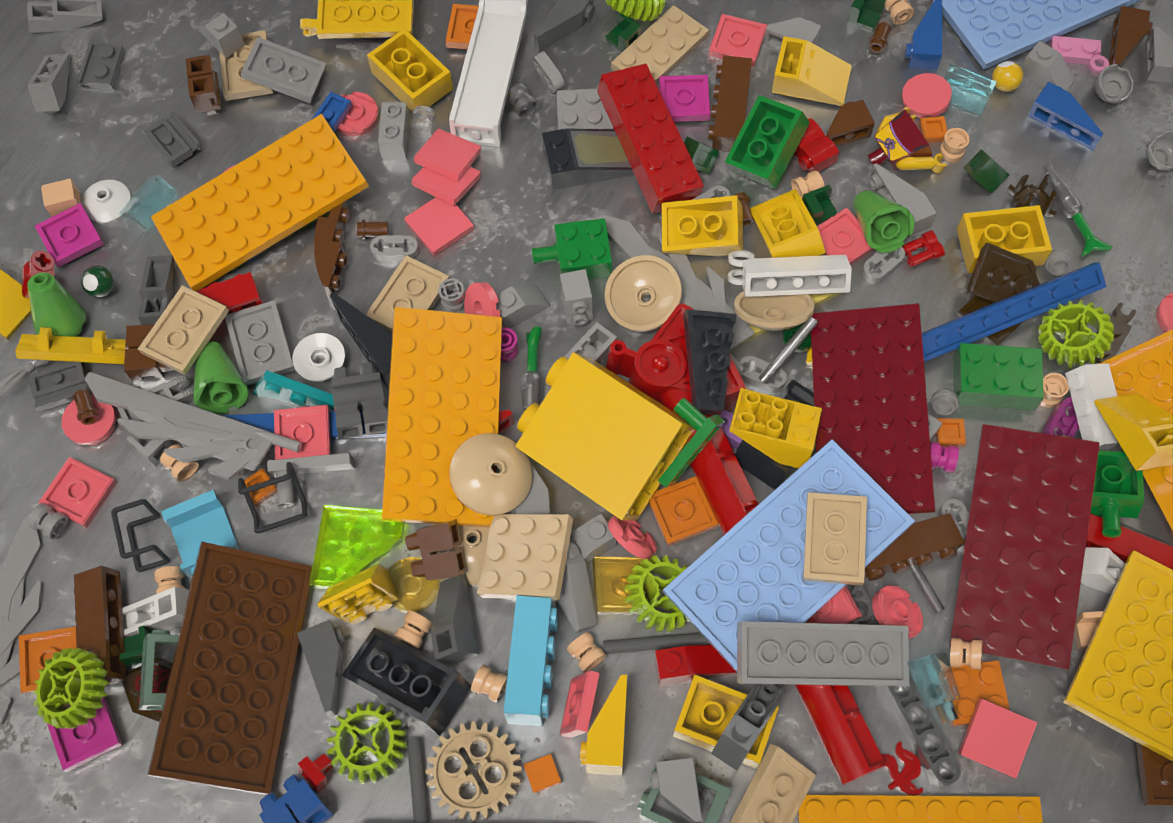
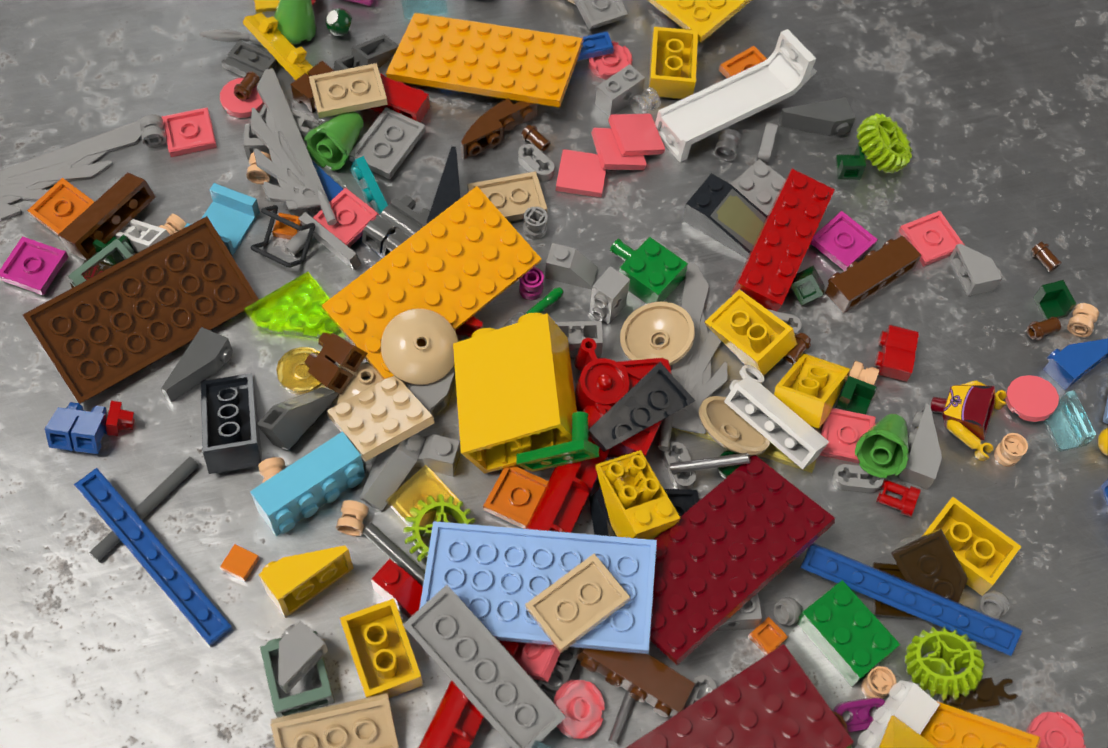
camera: 40 degrees right, 5 degrees down
(63, 687) = (48, 230): lime gear -> none
(134, 551) = (179, 194): black piece -> none
(314, 348) = (410, 176): white dish -> none
(357, 753) = (154, 424): lime gear -> none
(360, 595) = (260, 341): yellow slope -> none
(413, 633) = (263, 396): light nougat wheel -> none
(451, 784) = (180, 509): tan gear -> none
(481, 300) = (545, 238): coral tile -> none
(579, 704) = (306, 540): coral tile -> none
(631, 538) = (462, 478): coral tile -> none
(663, 44) = (870, 195): tan plate -> none
(747, 724) = (384, 661): dark grey slope -> none
(767, 141) = (863, 316): green brick -> none
(810, 73) = (956, 303): yellow slope -> none
(851, 124) = (943, 363): reddish brown slope -> none
(933, 128) = (1009, 423): orange tile -> none
(944, 457) = (738, 644): dark pink wheel -> none
(986, 171) = (1015, 490): dark green panel -> none
(1022, 191) = (1041, 543): dark brown piece -> none
(1072, 208) = (1054, 579): piece -> none

